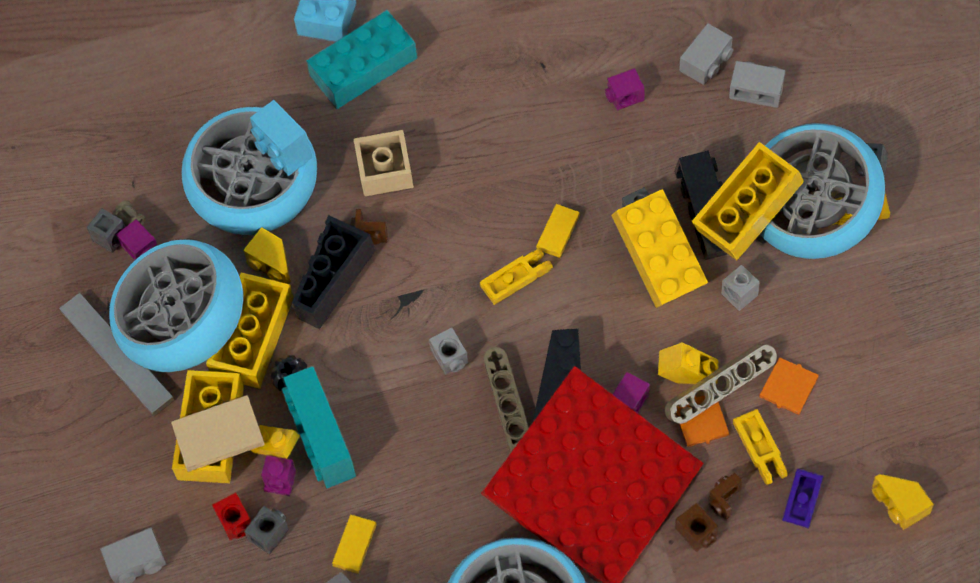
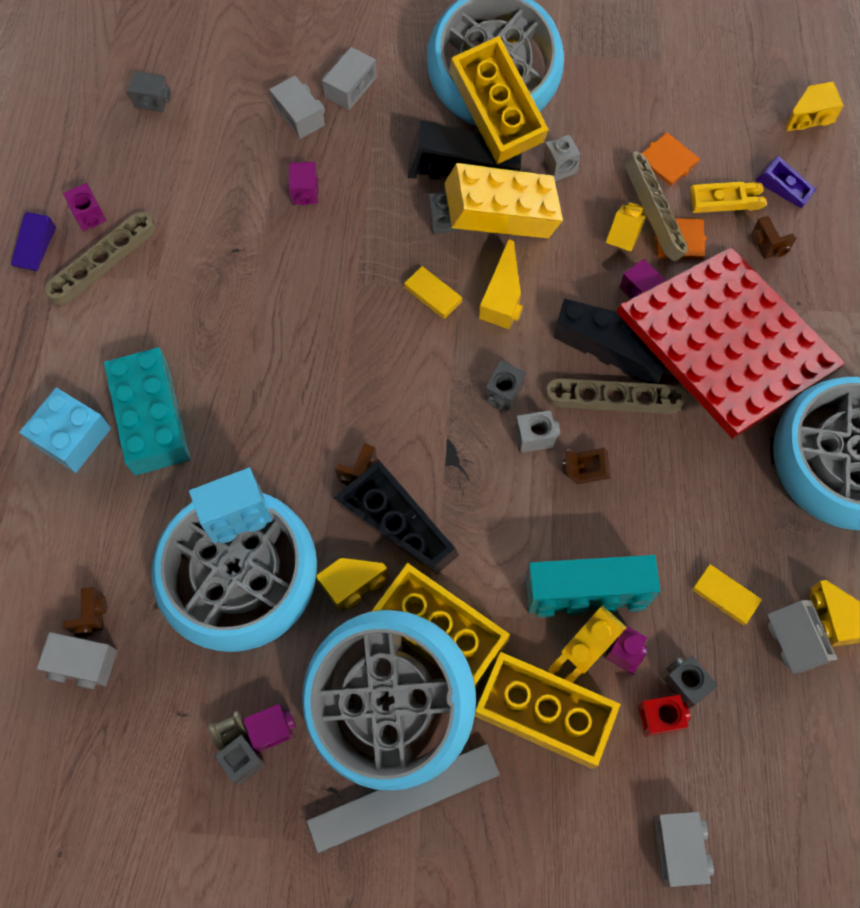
camera: 75 degrees left, 5 degrees up
(148, 97) = (77, 660): none -> light grey brick
(186, 91) = (92, 610): none -> reddish brown bracket
(217, 433) = (573, 697): tan tile -> none
(284, 368) = (516, 596): black piece -> none
(383, 163) = (288, 425): tan brick -> none
(430, 398) = (586, 465): none -> reddish brown bracket
(484, 323) = (504, 375): none -> dark grey brick
(514, 276) = (471, 347): yellow hinge -> none
(577, 284) = (503, 294): none -> yellow slope
(697, 516) = (789, 273): reddish brown brick -> none

